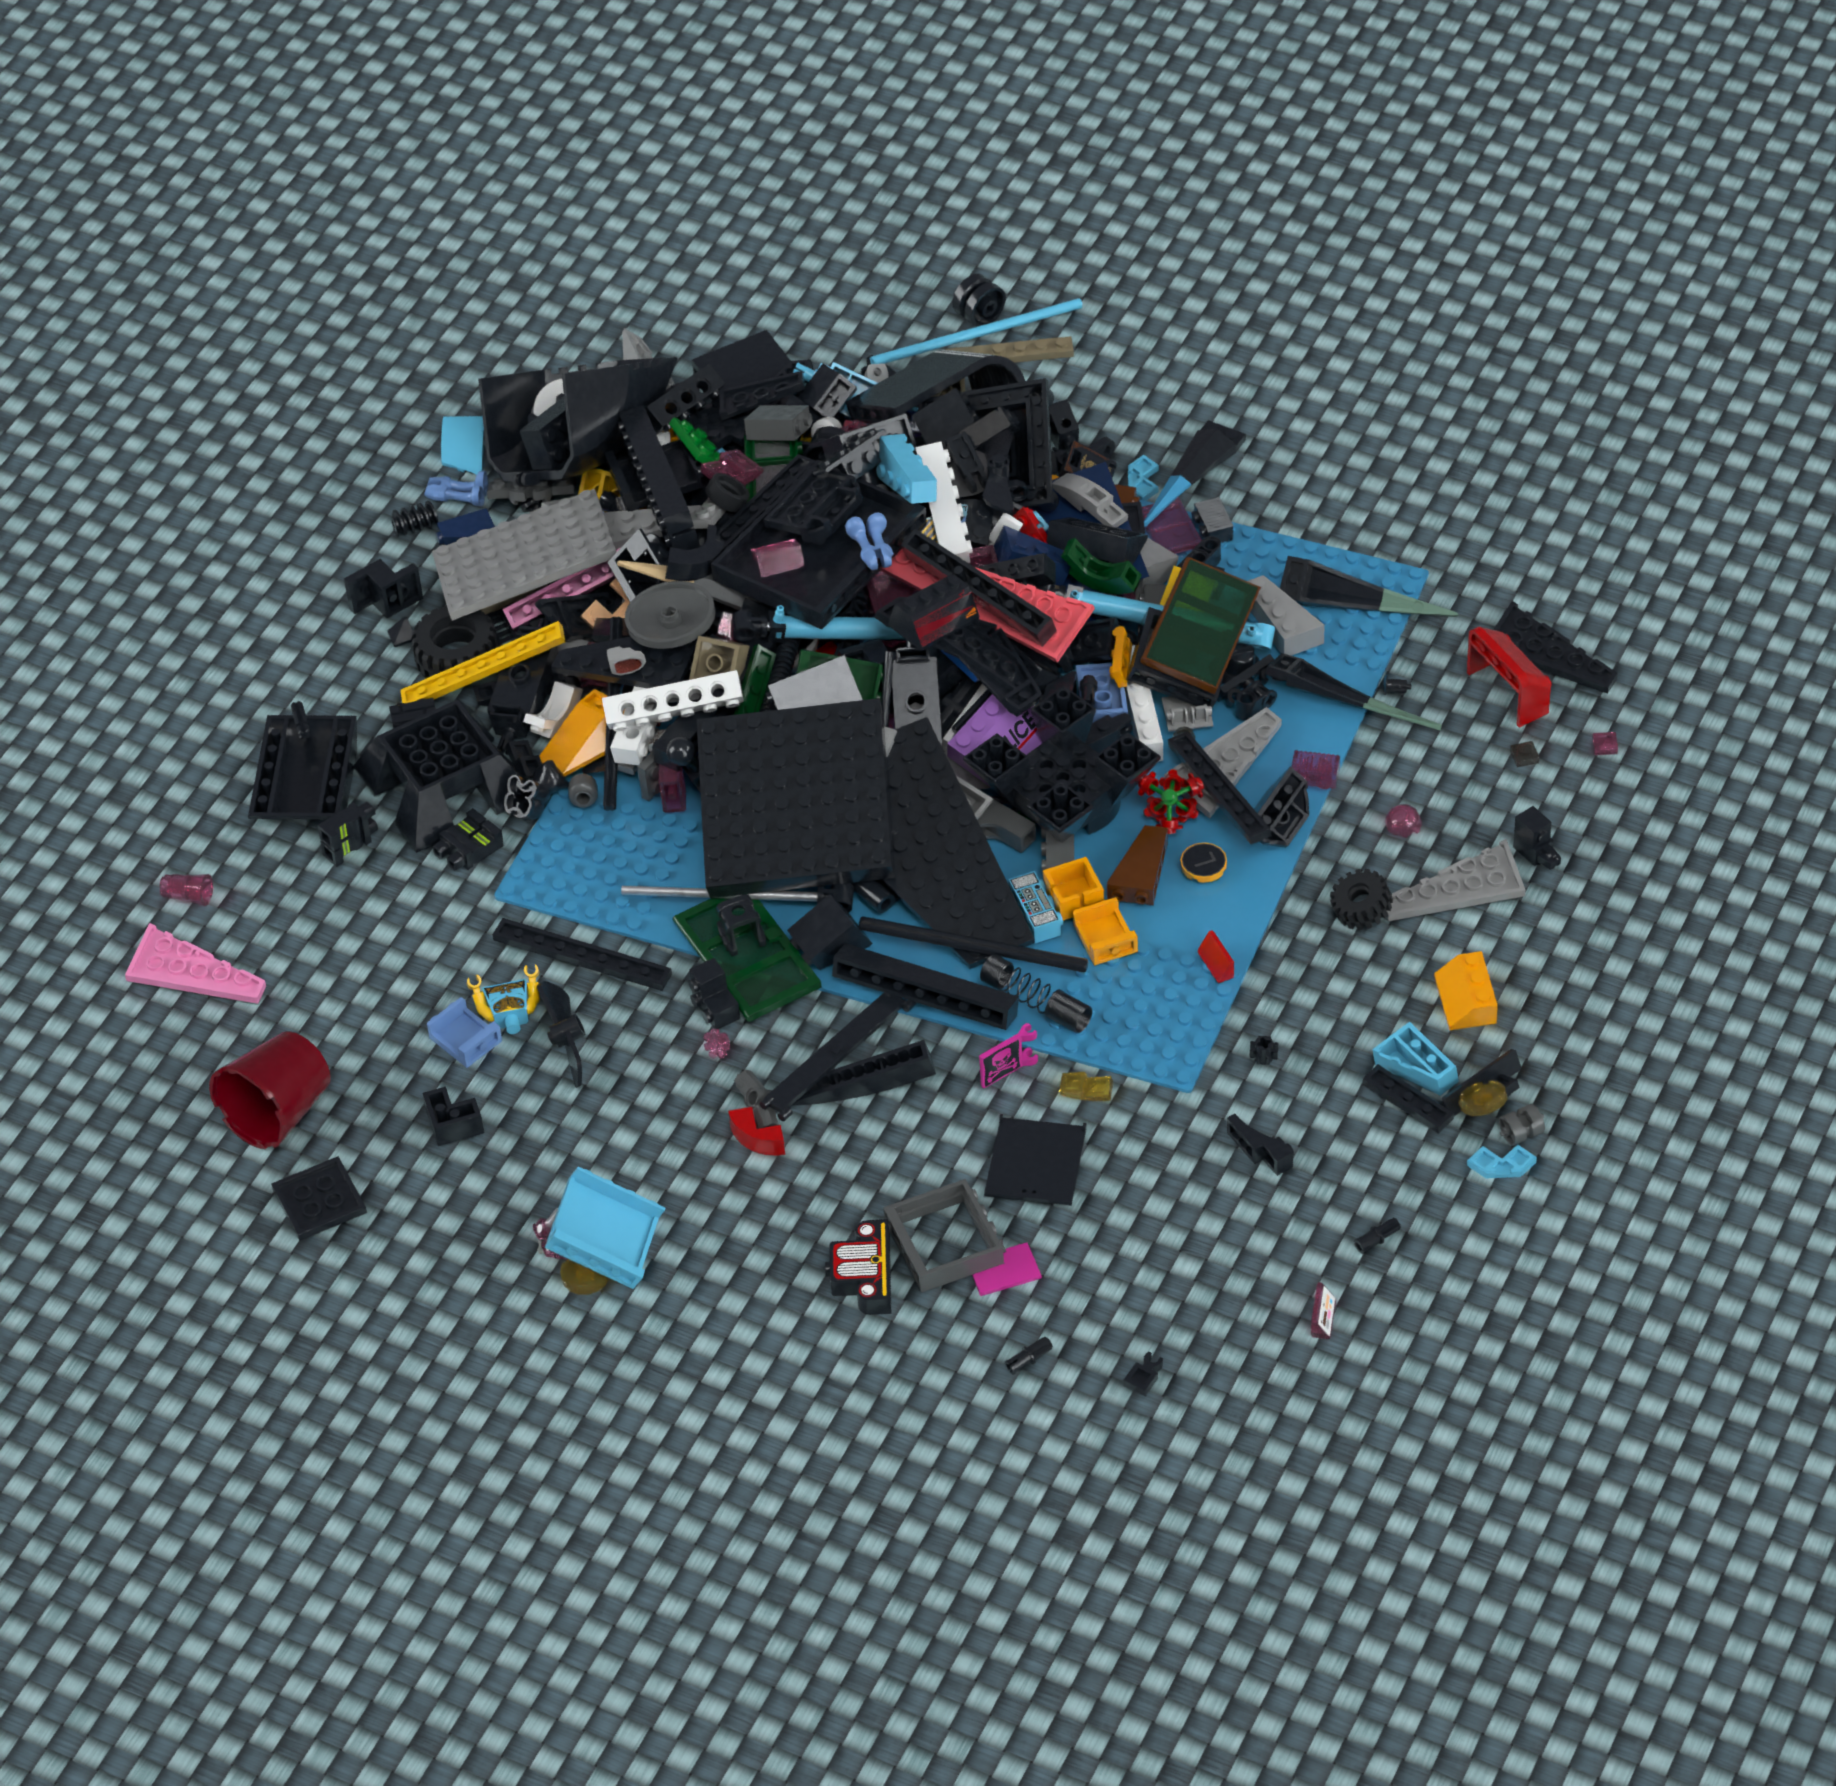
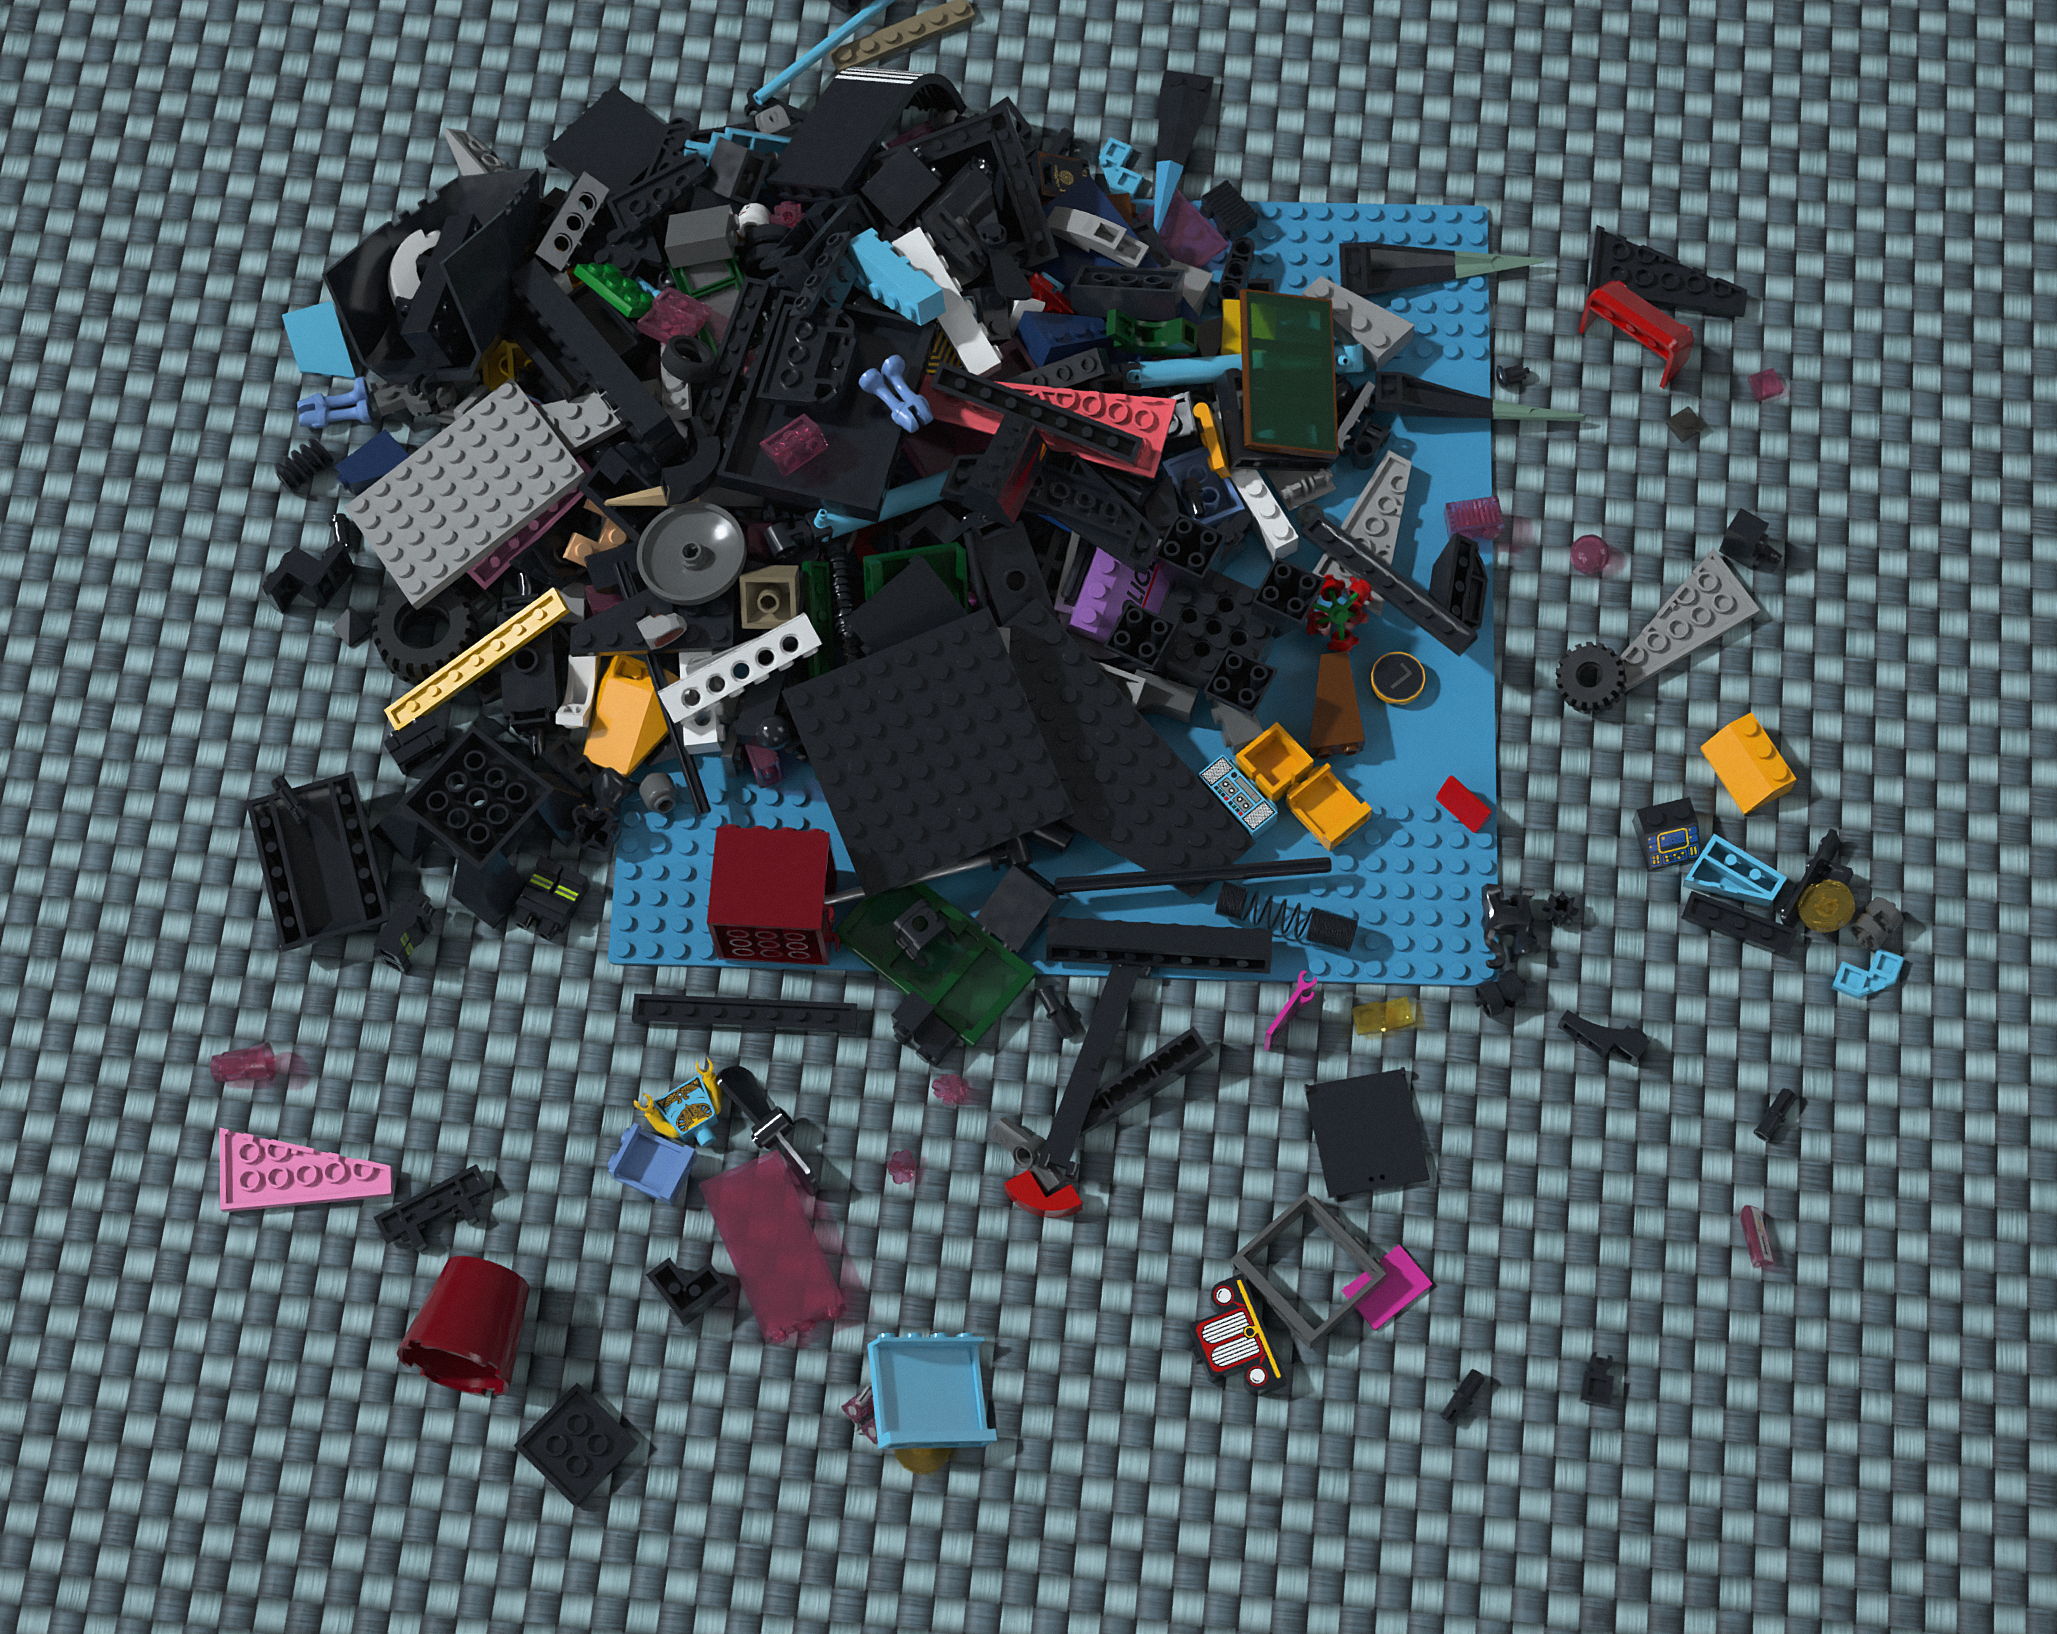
camera: 20 degrees left, 20 degrees up
(304, 1012) = (411, 1216): none -> black hinge
(424, 564) = (339, 525): none -> black pin
(530, 1109) = (773, 1247): none -> clear pink brick
(628, 862) = (772, 894): none -> dark red piece
(655, 1084) = (901, 1166): none -> clear pink plant
(825, 1015) = (1056, 1012): none -> black axle
(1186, 1092) = (1505, 991): none -> black wheel
(1216, 1044) = (1508, 920): none -> black animal
(1375, 1018) = (1668, 833): none -> slope

